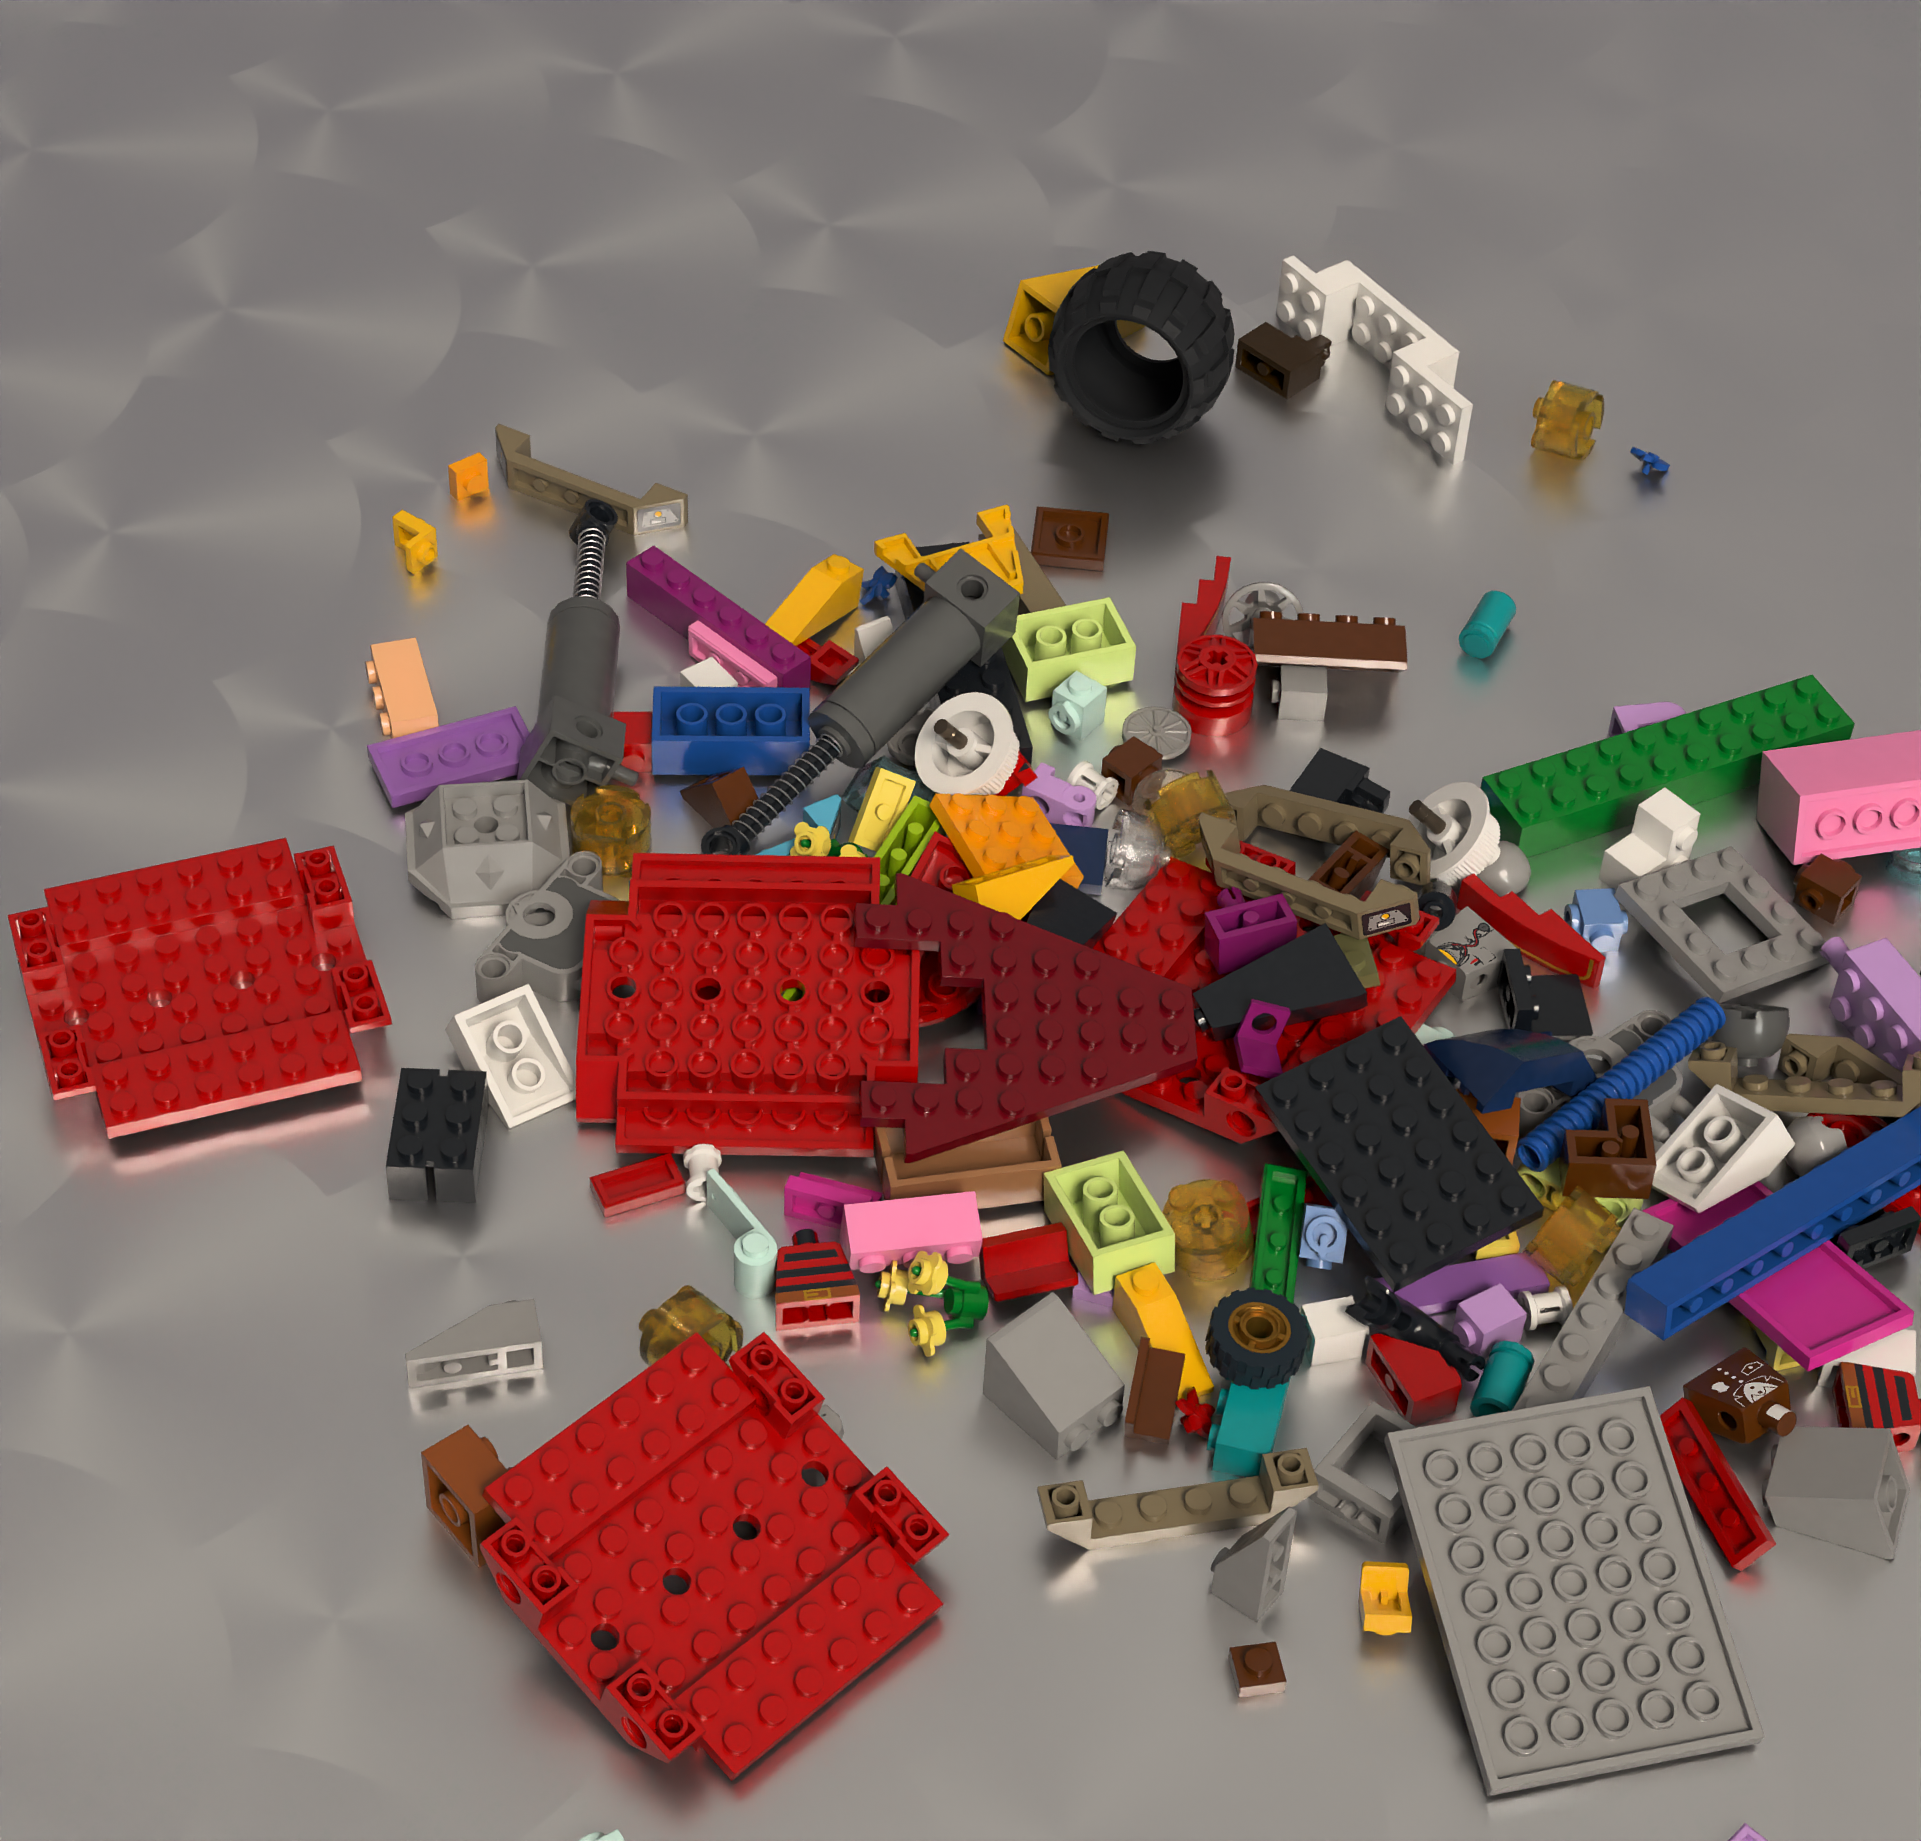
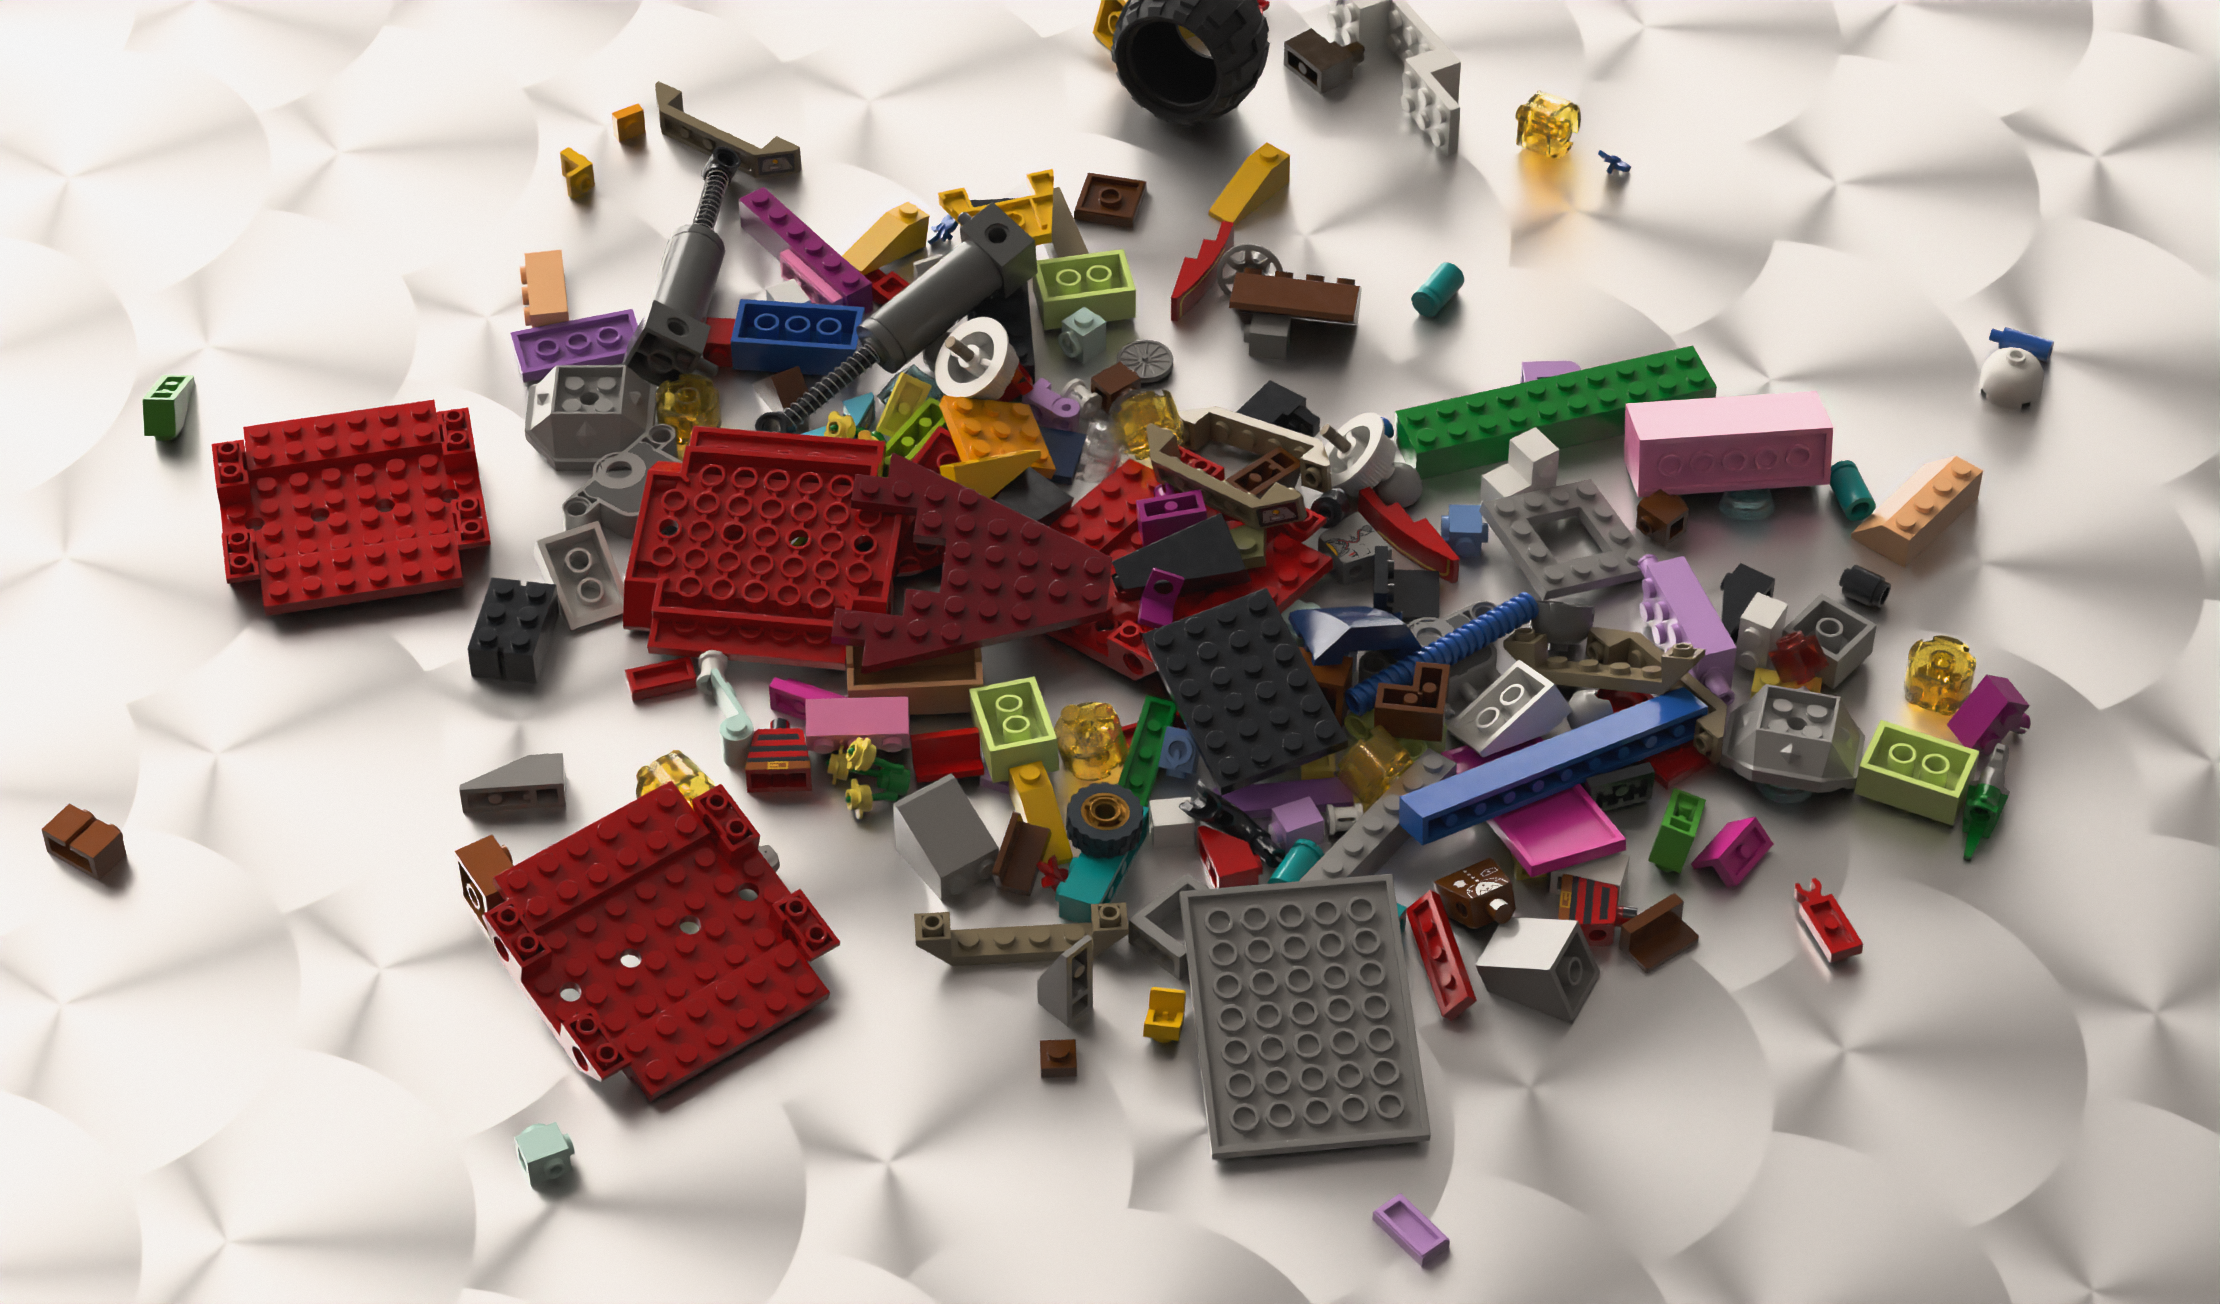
camera: 10 degrees right, 0 degrees up
(1215, 684) = (1196, 325): red wheel -> none
(1237, 511) = (1253, 184): none -> yellow slope

